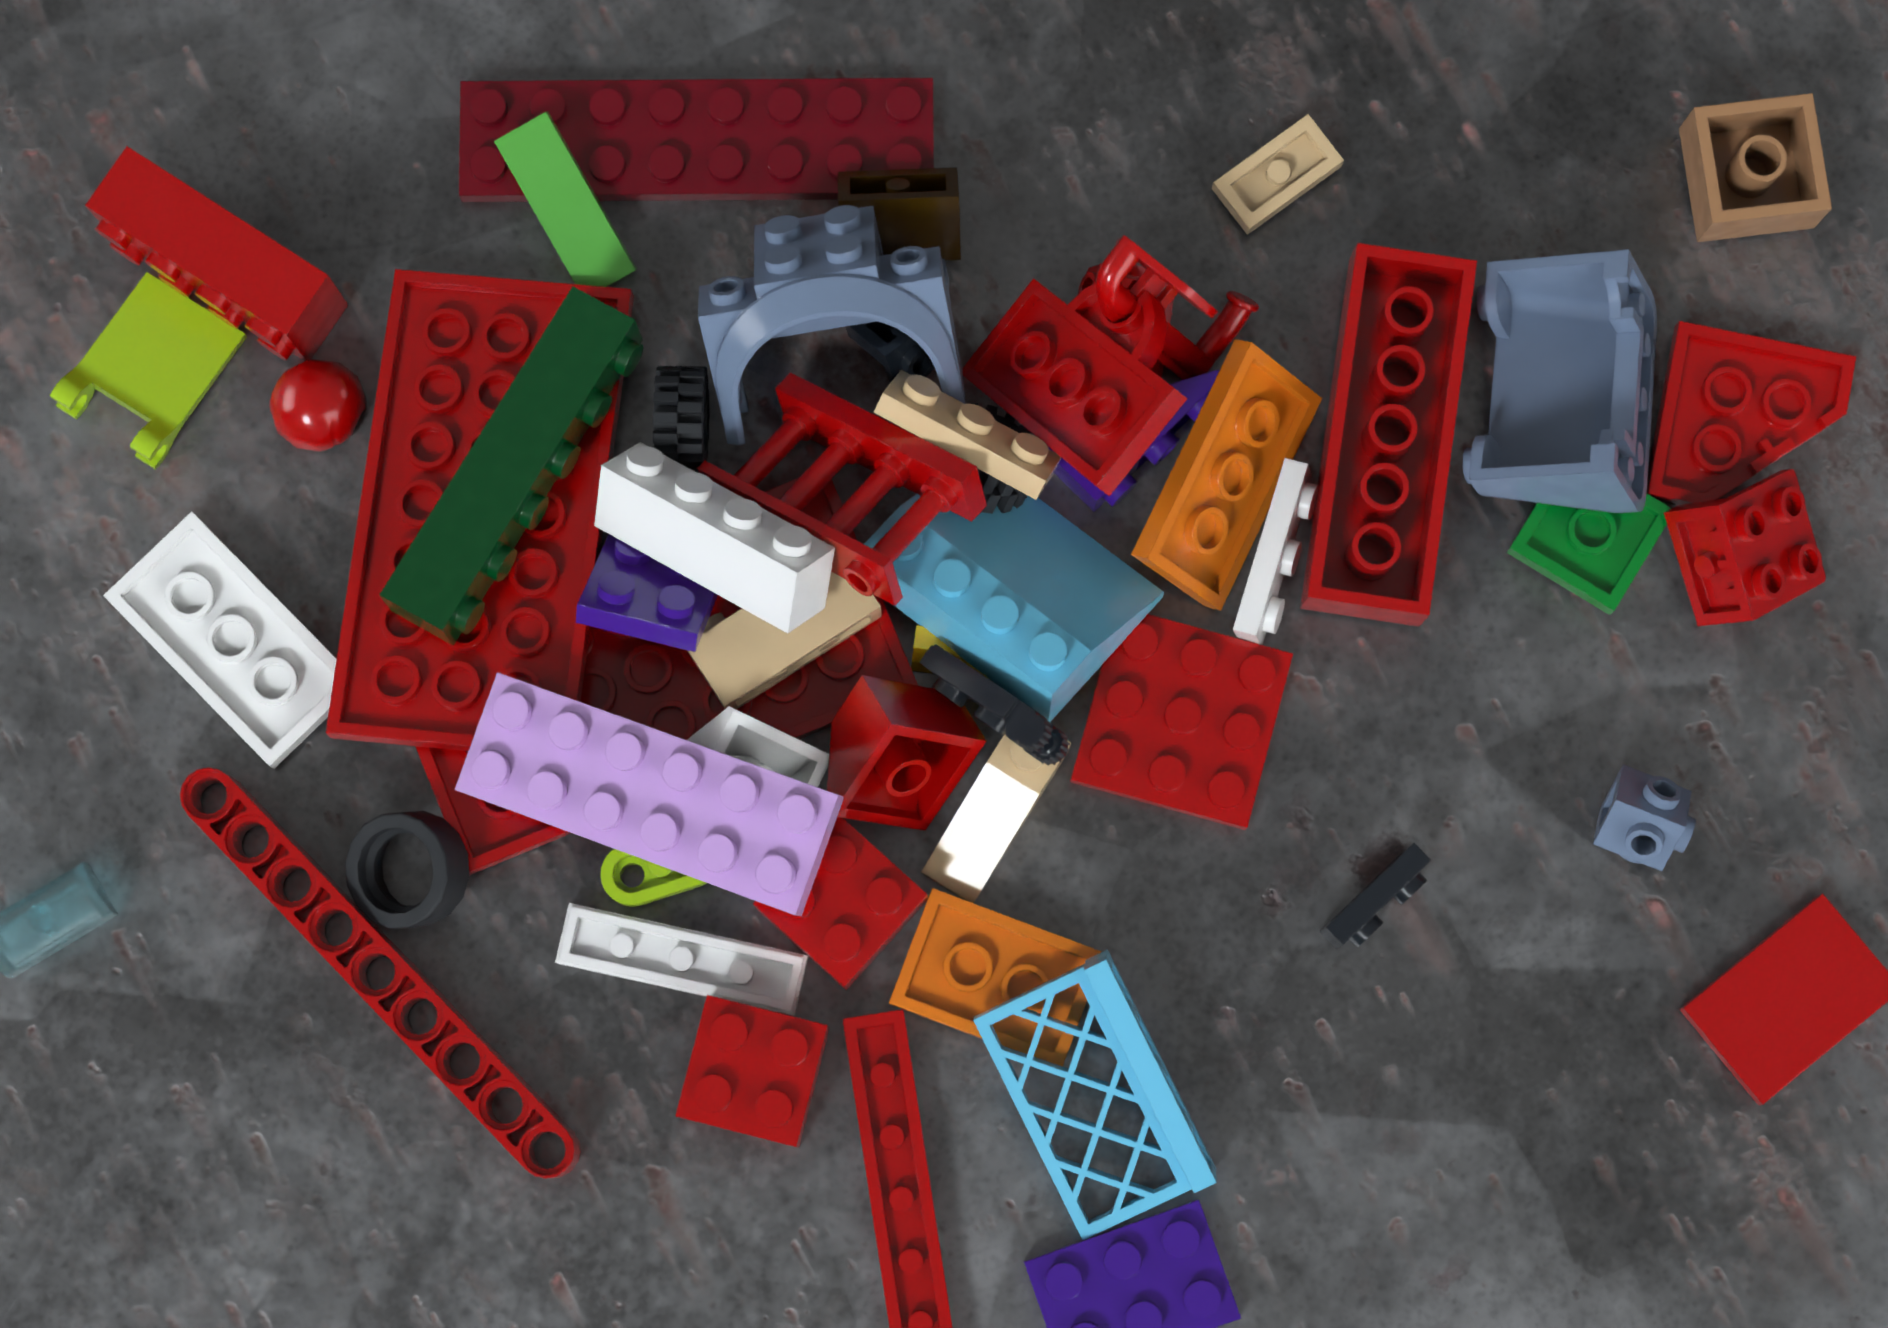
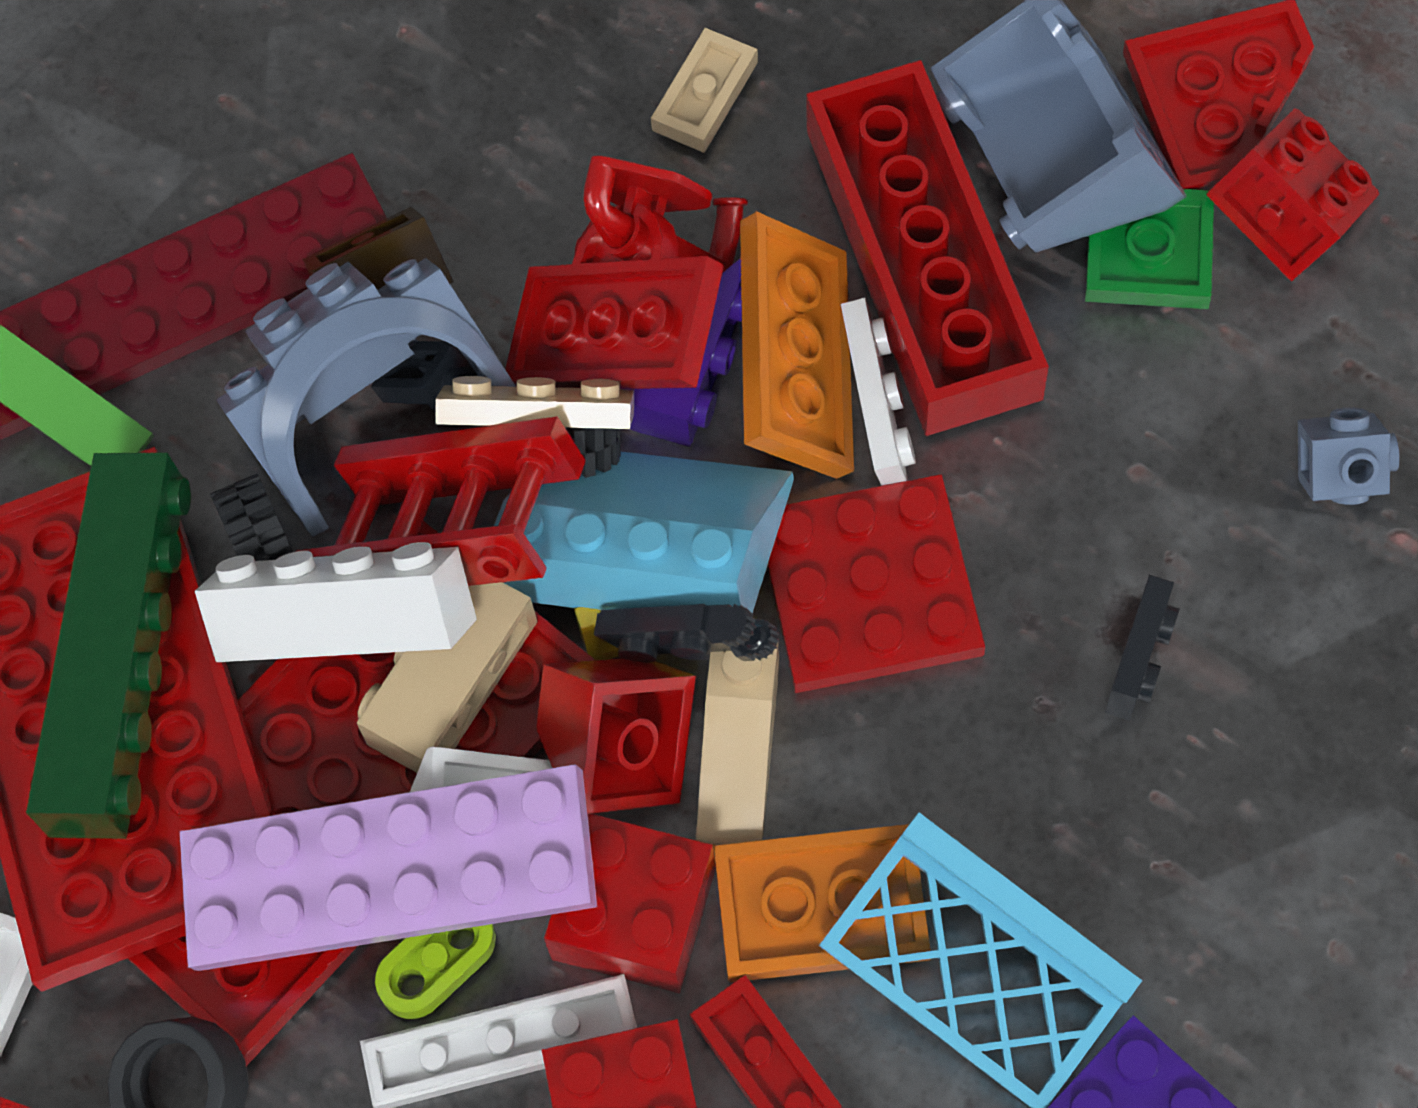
camera: 20 degrees left, 15 degrees down
(644, 598) = (297, 696): dark purple plate -> none

